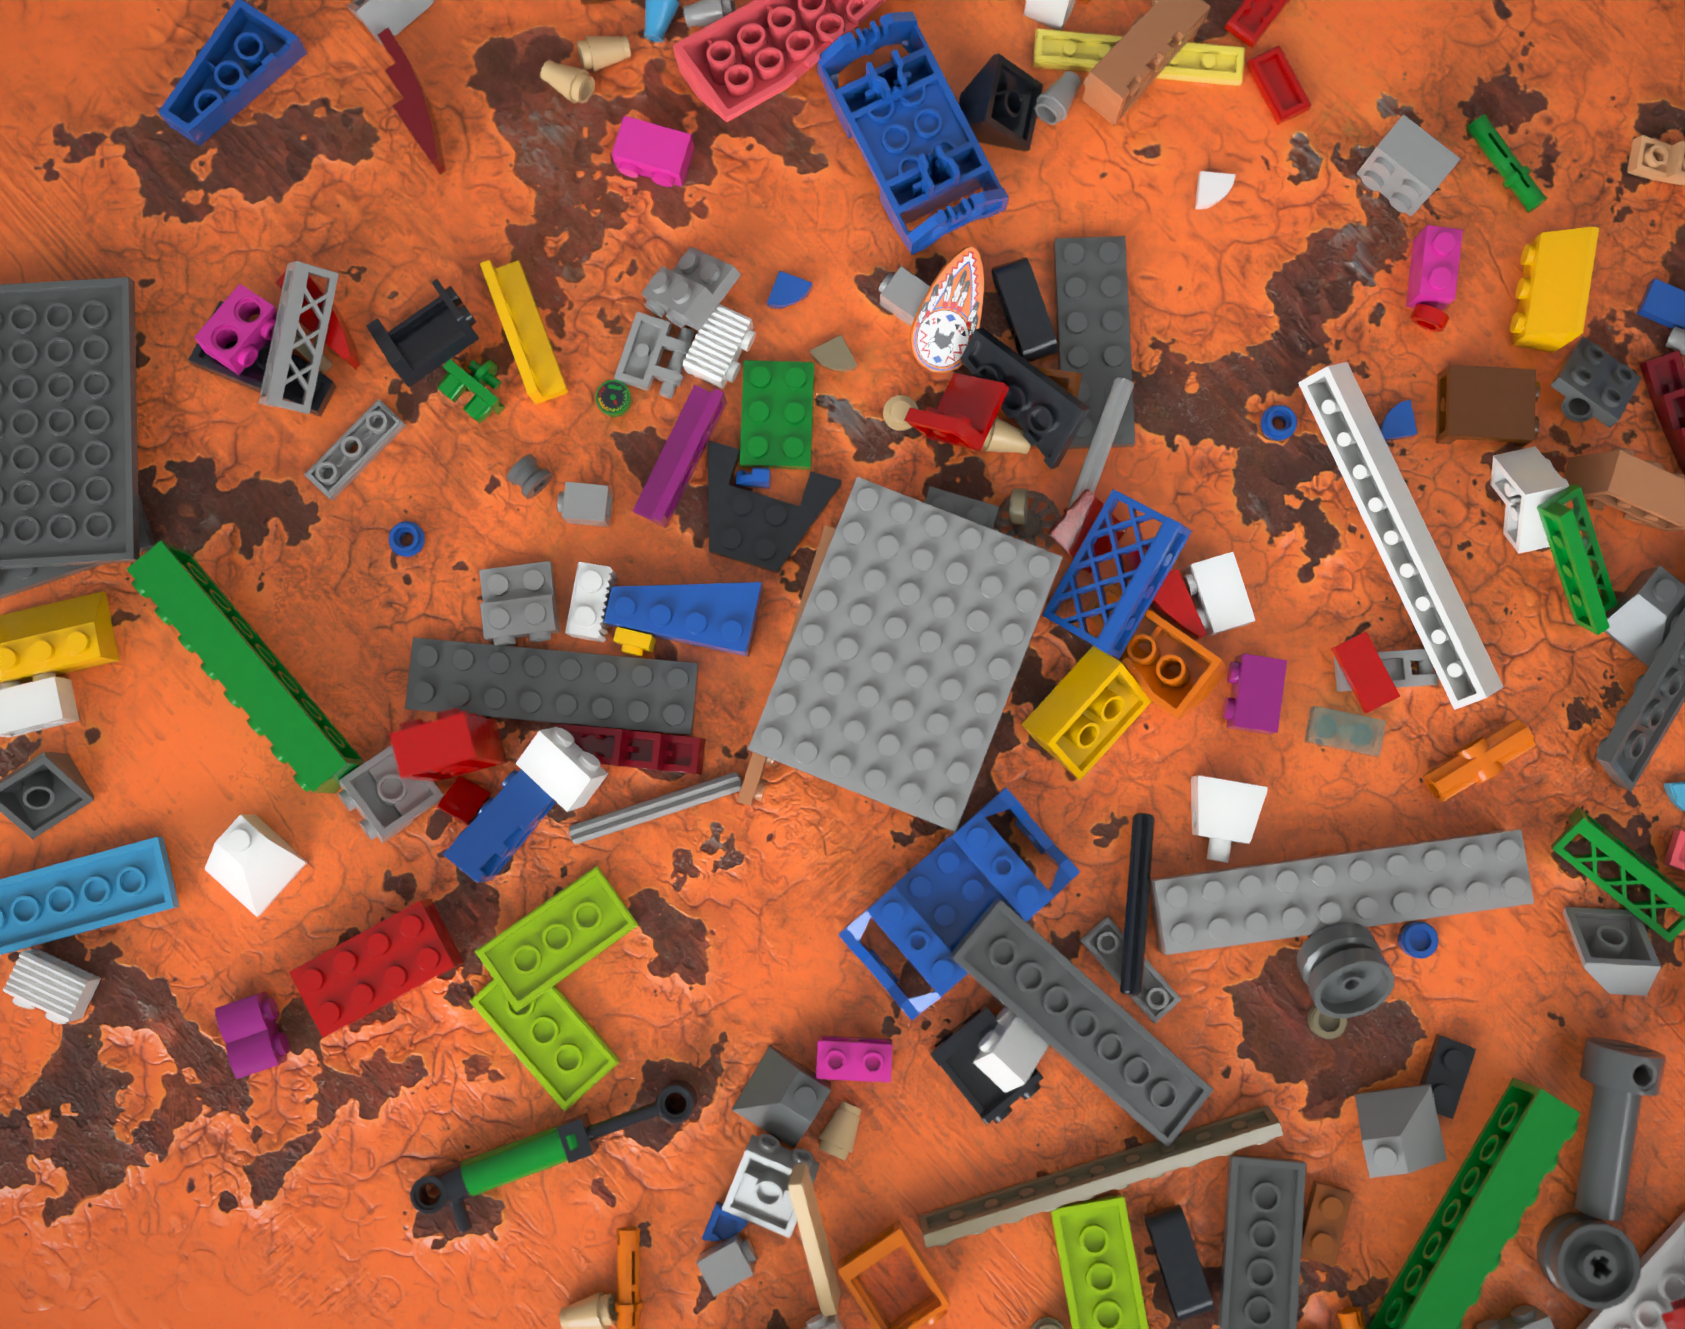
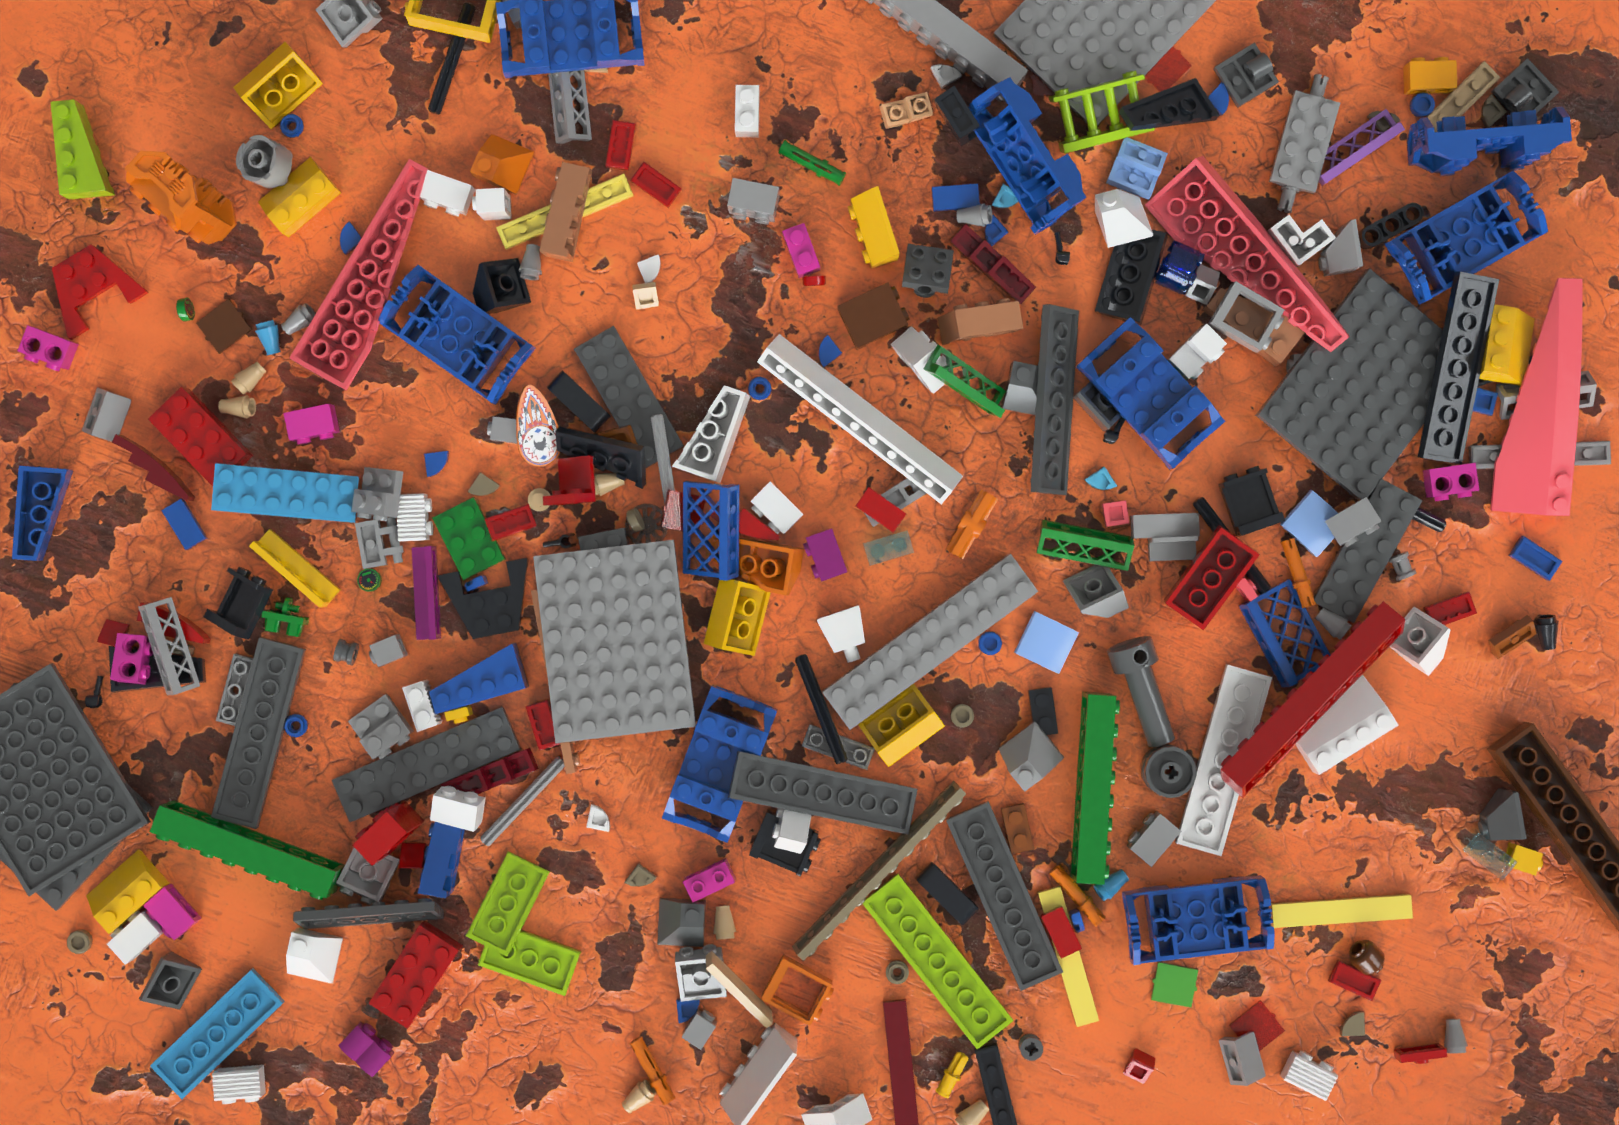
camera: 35 degrees left, 5 degrees up
(97, 699) = (171, 912): none -> dark pink brick
(163, 363) = (95, 700): none -> black hand
(228, 281) = (109, 631): none -> red slope
(286, 982) = (370, 1010): none -> clear smoke bush
(350, 522) = (258, 733): none -> dark grey plate
(367, 852) = (375, 914): none -> dark grey plate
(411, 196) = (184, 524): none -> blue tile
(496, 92) = (198, 433): none -> red brick
(513, 1161) = (561, 1027): piece -> none
(564, 219) = (283, 493): none -> dark azure plate
(740, 717) = (542, 724): none -> red plate
(744, 889) = (598, 819): none -> white tile
(759, 1001) = (640, 876): none -> dark tan tile
(845, 422) = (510, 522): none -> red plate
(902, 484) = (563, 542): none -> black hand
(1178, 459) = (714, 437): none -> white wedge
(1190, 218) = (645, 295): none -> plate
(1238, 987) = (901, 725): none -> yellow slope
(1345, 970) = (952, 685): dark grey wheel -> none
(1456, 49) = (747, 111): none -> white brick
(1500, 981) = (1046, 642): none -> light blue slope

